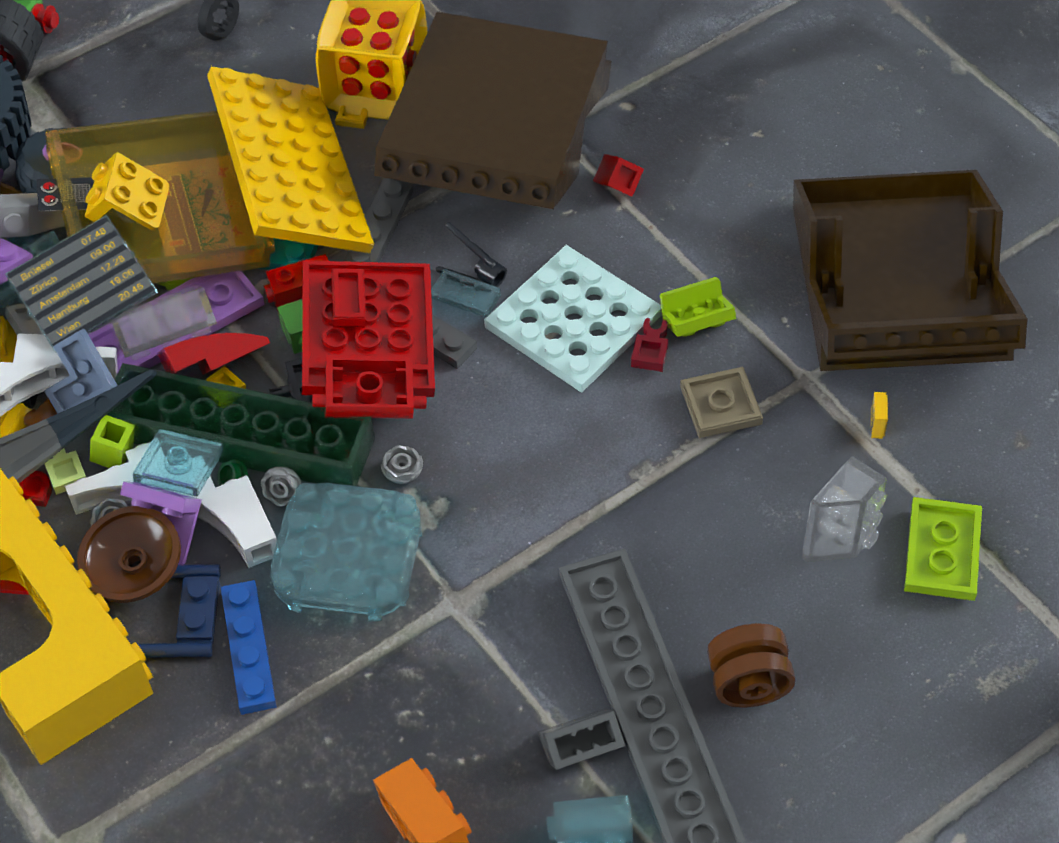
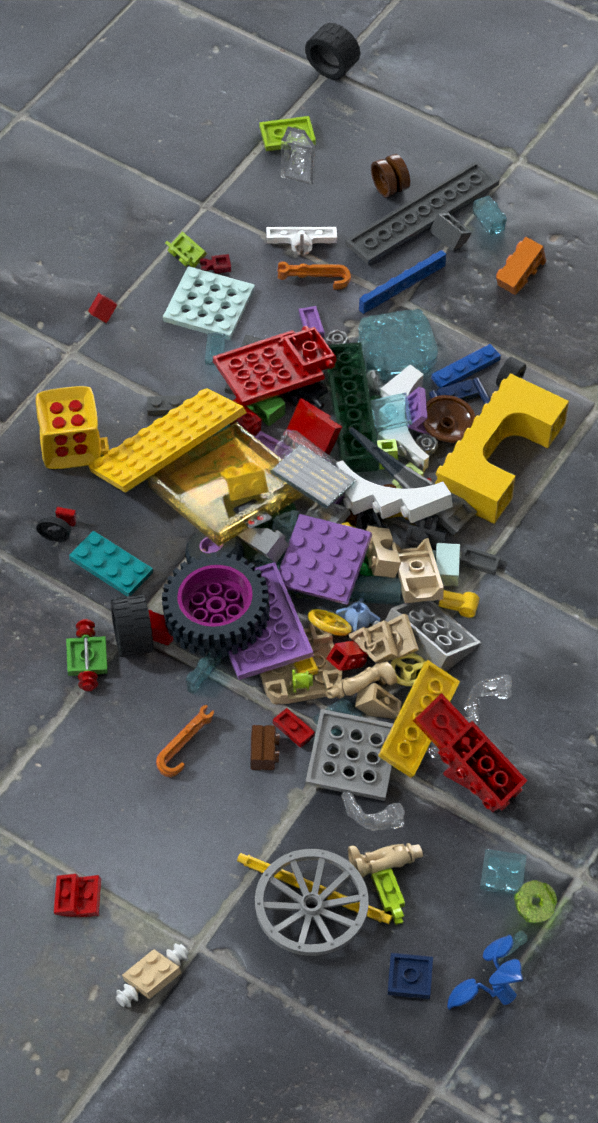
camera: 115 degrees left, 0 degrees up
(86, 372) = (363, 463): sand blue plate -> none
(138, 75) = (111, 563): none -> teal plate
(171, 693) = (511, 366): none -> black tyre
(241, 41) = (67, 515): none -> red tile
(348, 297) = (258, 373): red tile -> none
(464, 445) = (310, 317): none -> medium lavender tile
(487, 269) = (195, 344): black plant -> none
(492, 620) = (402, 282): none -> blue plate
(494, 110) = (95, 345): dark brown panel -> none
(568, 483) = (316, 270): none -> orange piece
(663, 486) = (301, 237): none -> white plate
(721, 402) = (239, 229): dark tan plate -> none
(879, 415) = (221, 168): yellow tile -> none
(905, 271) = (126, 177): dark brown panel -> none

